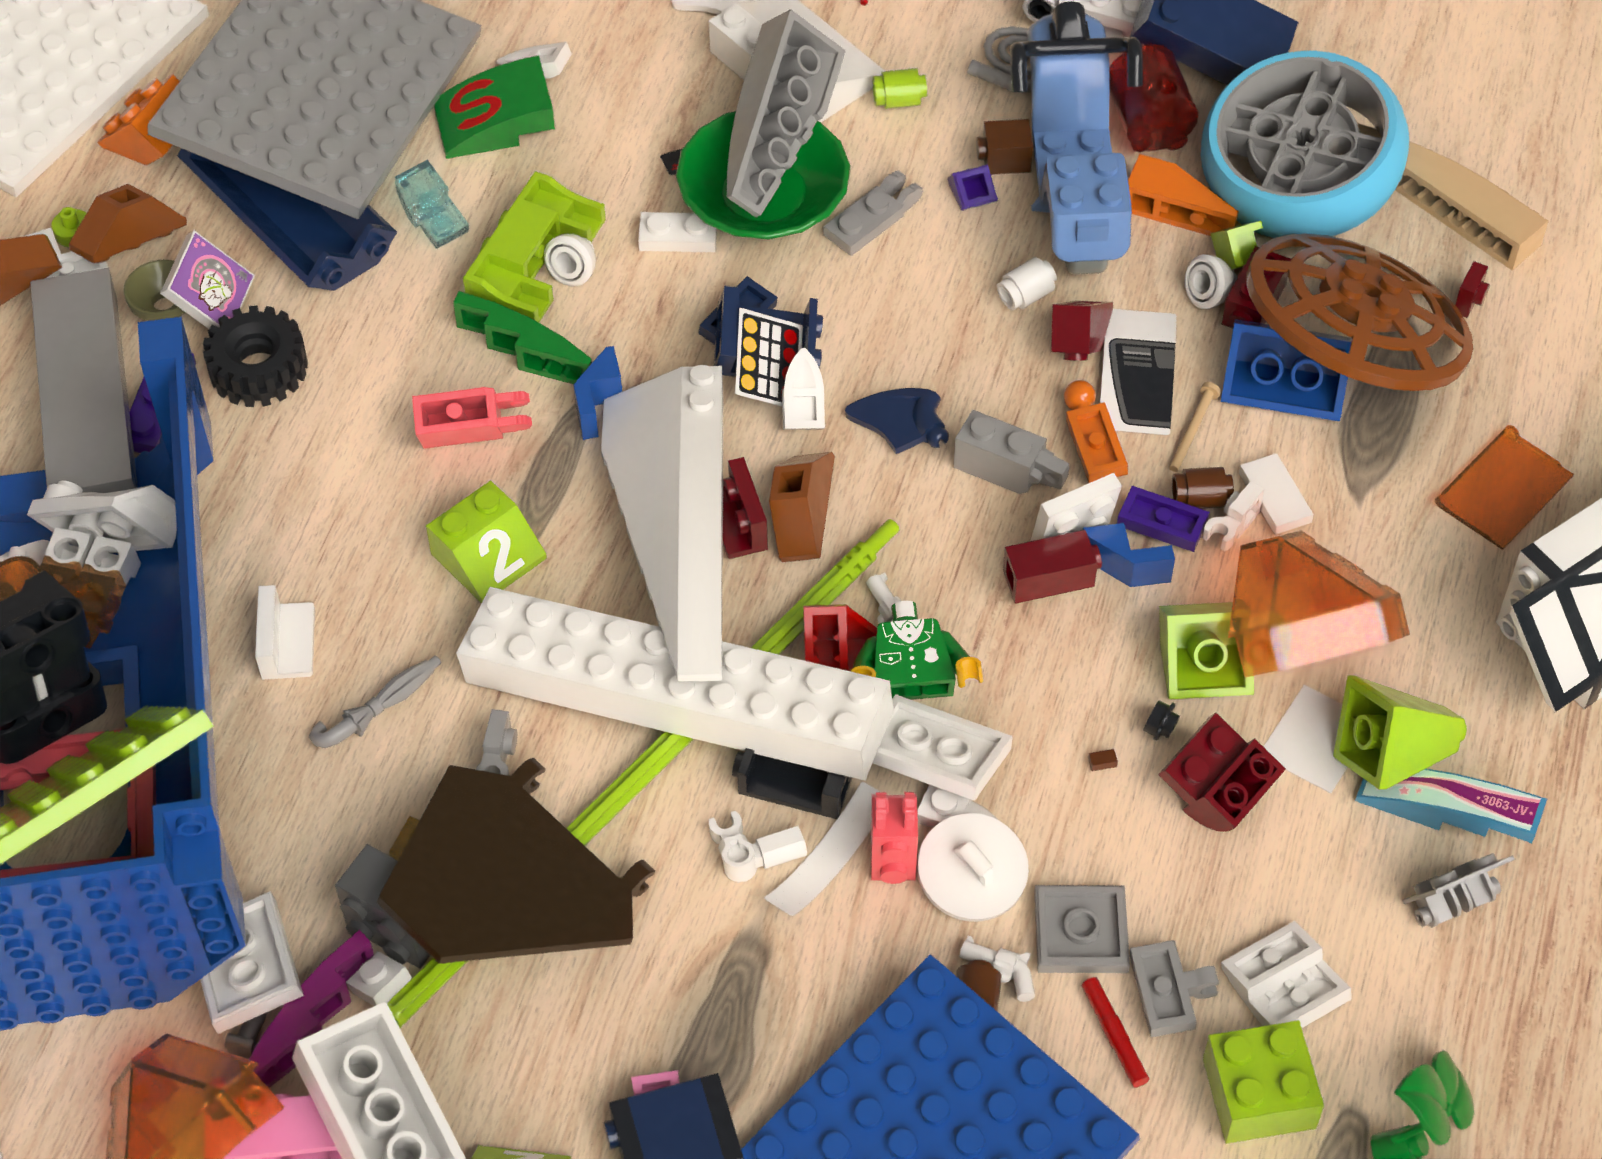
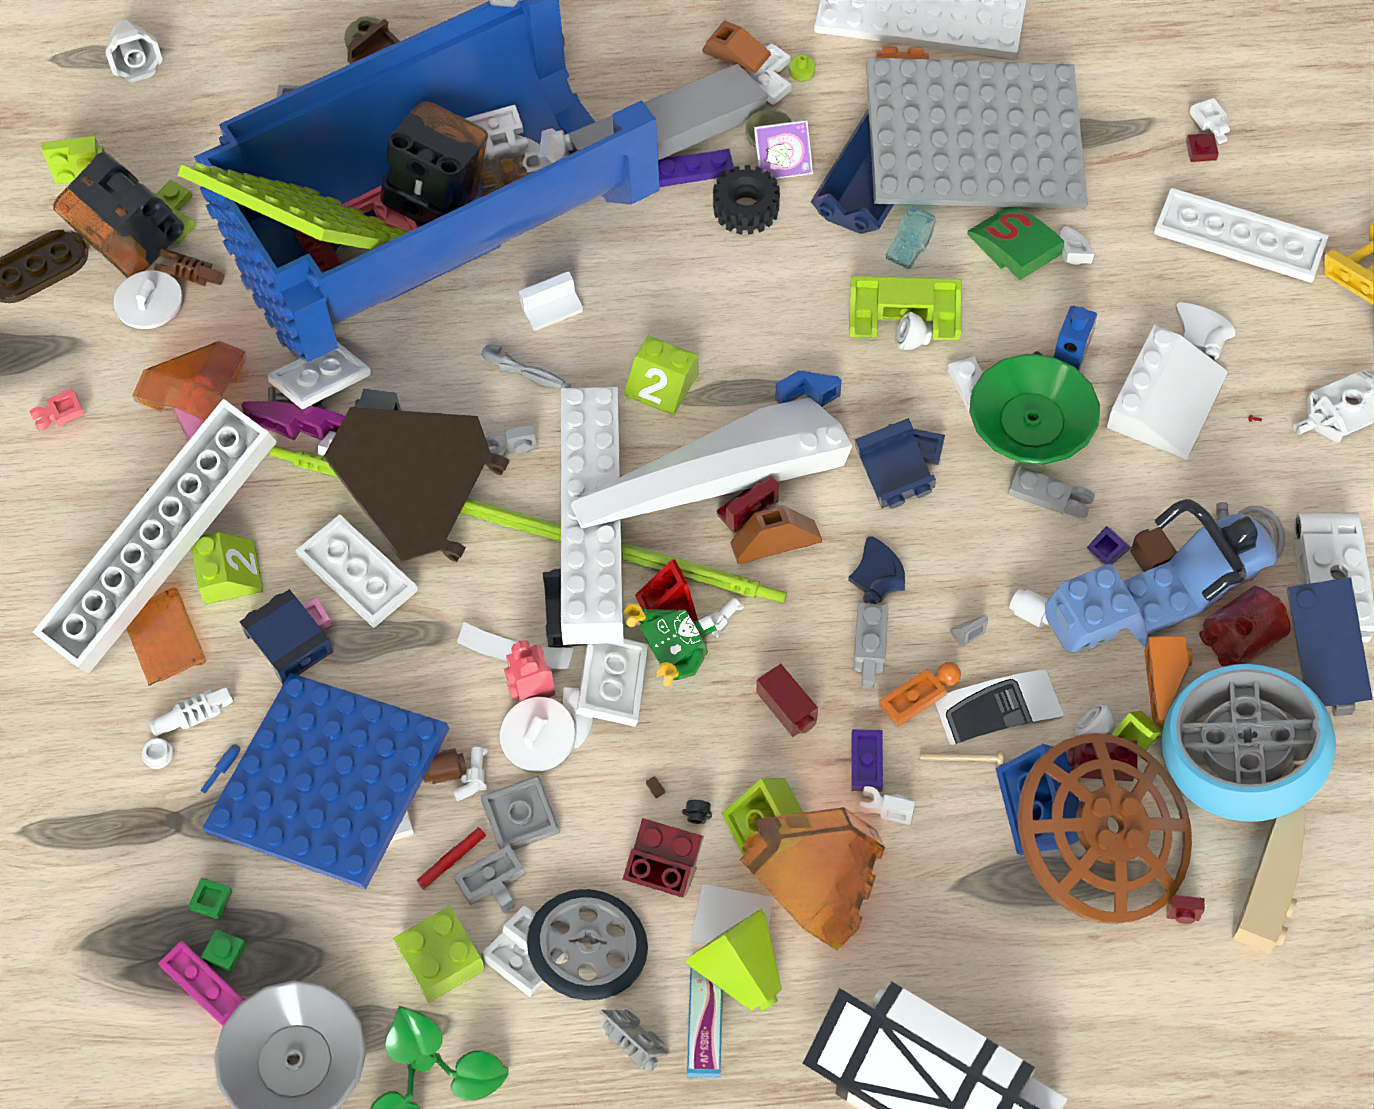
camera: 70 degrees right, 5 degrees up
(122, 222) = (808, 87): dark orange slope -> none
(467, 416) = (747, 323): coral hinge -> none
(510, 332) = (828, 336): green slope -> none
(606, 1015) = (356, 571): none -> white plate
(675, 100) = (1076, 329): none -> blue torso
(744, 858) = (494, 603): white bar -> none
(764, 355) = (875, 471): sticker -> none
(779, 106) = (1086, 392): light grey wedge -> none
(803, 394) = (858, 504): white plate -> none
(899, 88) = (1171, 466): lime brick -> none
(1029, 355) = (970, 630): none -> light grey slope
(1079, 328) = (1008, 652): dark red slope -> none
(1079, 508) = (826, 695): white plate -> none
(1130, 566) = (823, 737): blue slope -> none
(1203, 487) = (903, 776): reddish brown brick -> none
(1282, 501) = (927, 828): white tile -> none
(1292, 945) = (565, 977): none -> wedge
(1504, 488) = (1011, 986): clear orange piece -> none

